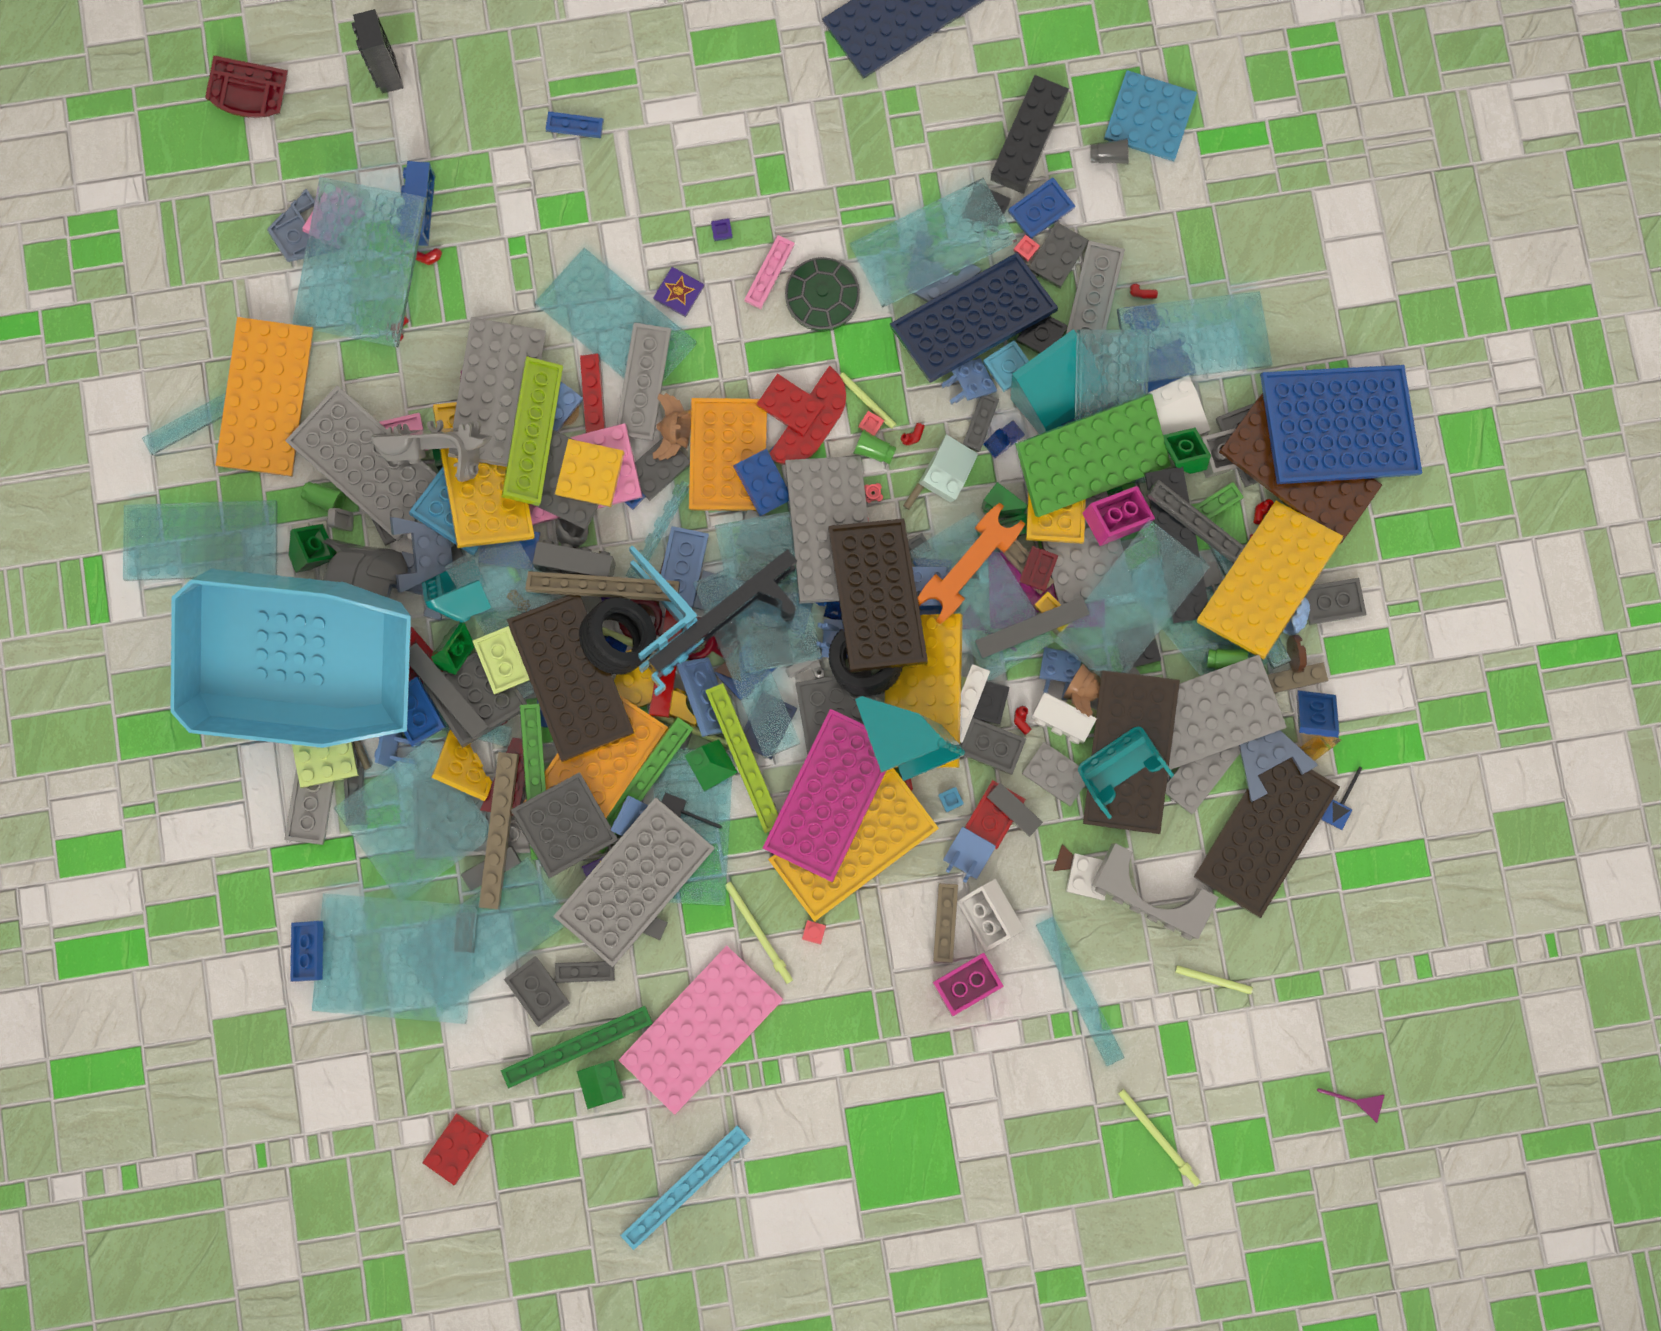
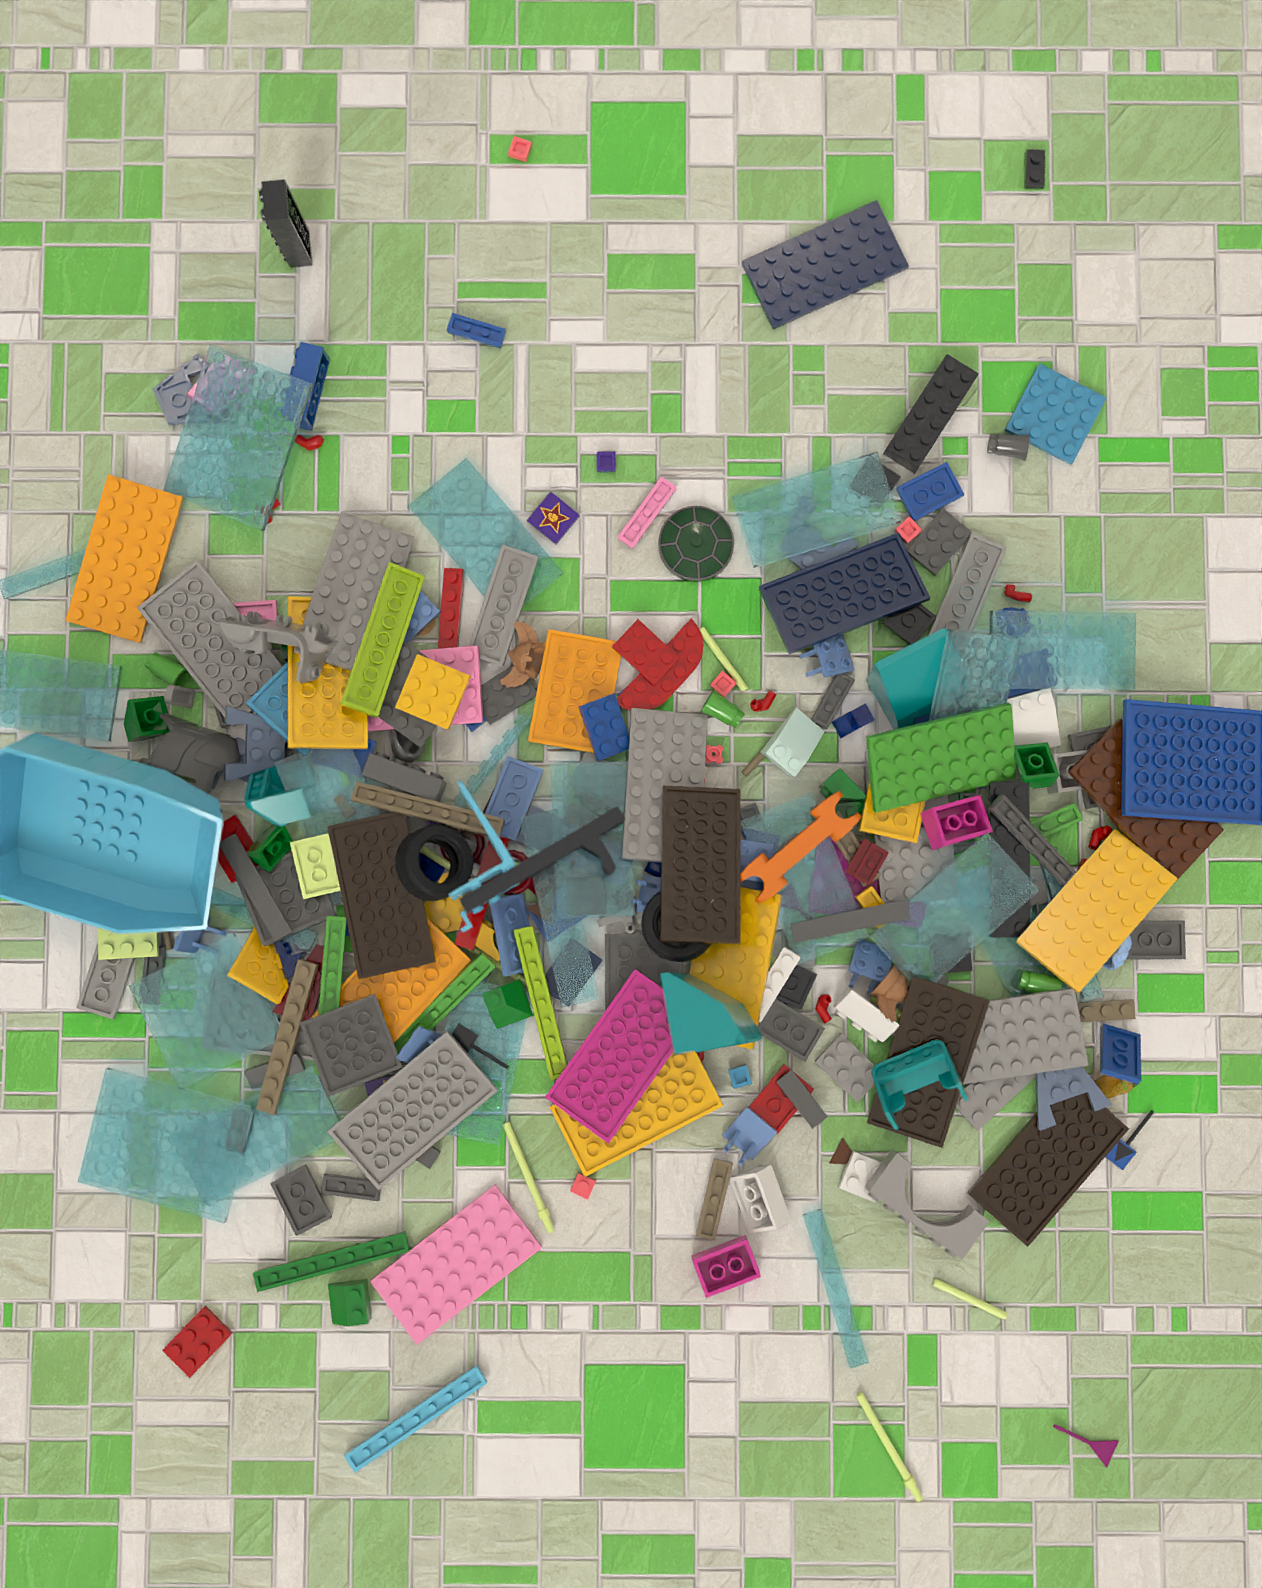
camera: 10 degrees right, 5 degrees up
(246, 88) = (154, 240): dark red slope -> none
(306, 951) = (80, 1124): blue plate -> none
(422, 715) = (227, 905): blue plate -> none
(489, 760) = (289, 962): none -> clear blue slope
(1004, 363) = (869, 646): medium azure plate -> none
(1296, 653) = (1110, 989): reddish brown tile -> none

